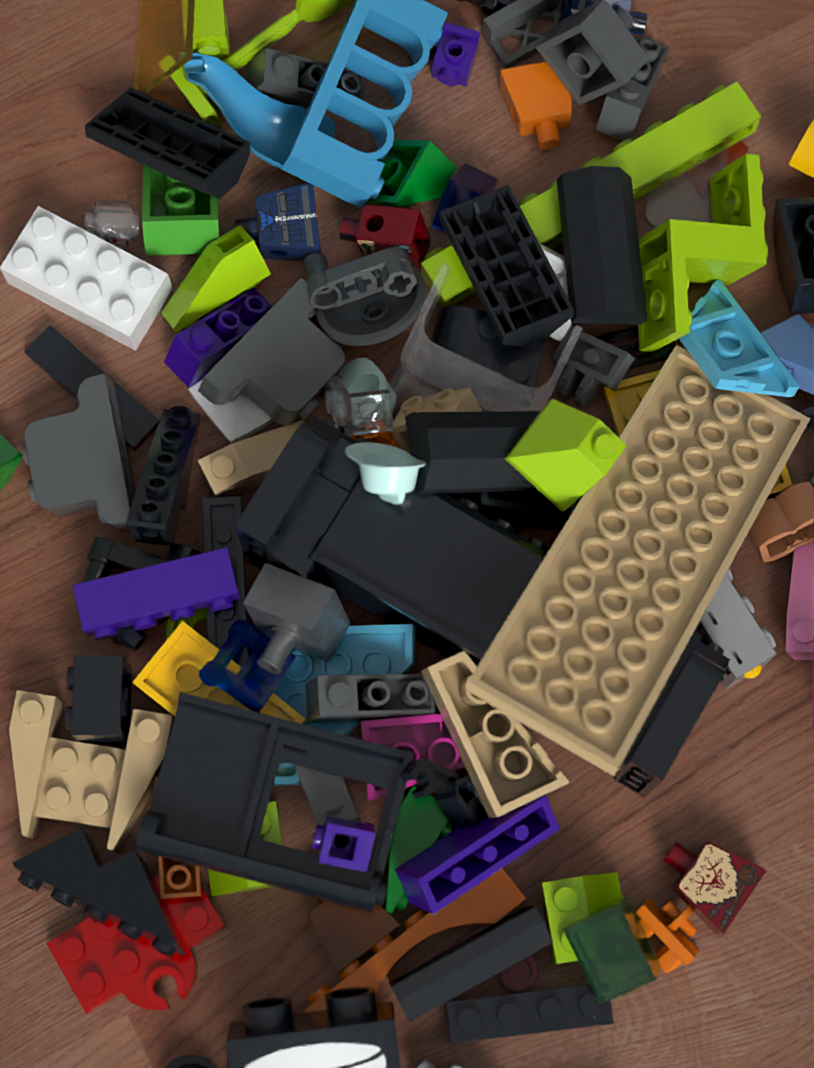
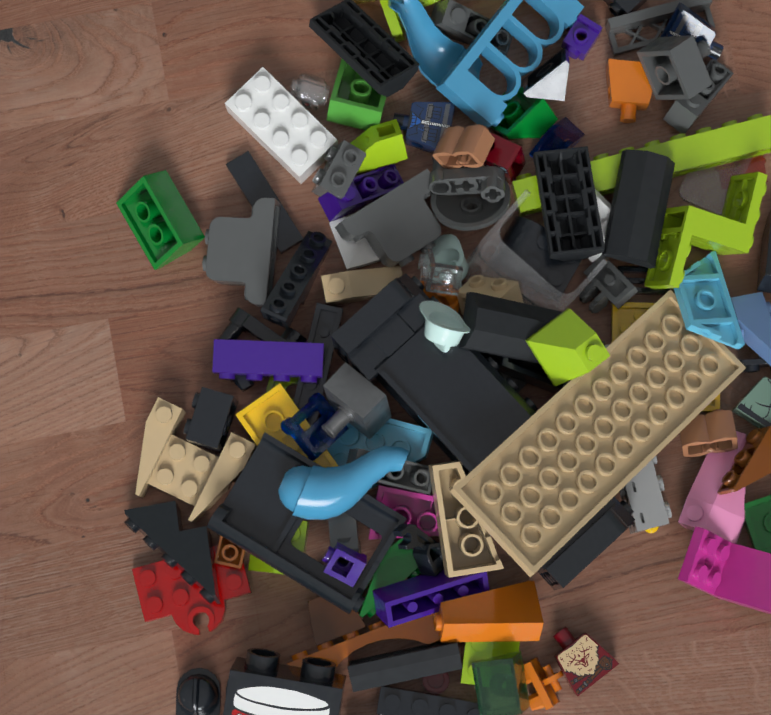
camera: 20 degrees right, 5 degrees up
(182, 311) = (339, 170): none -> dark grey bracket
(297, 746) = (330, 491): none -> dark azure animal
(342, 232) = (463, 146): none -> nougat brick
(432, 115) = (549, 79): none -> slope
(572, 856) = (492, 616): none -> orange slope

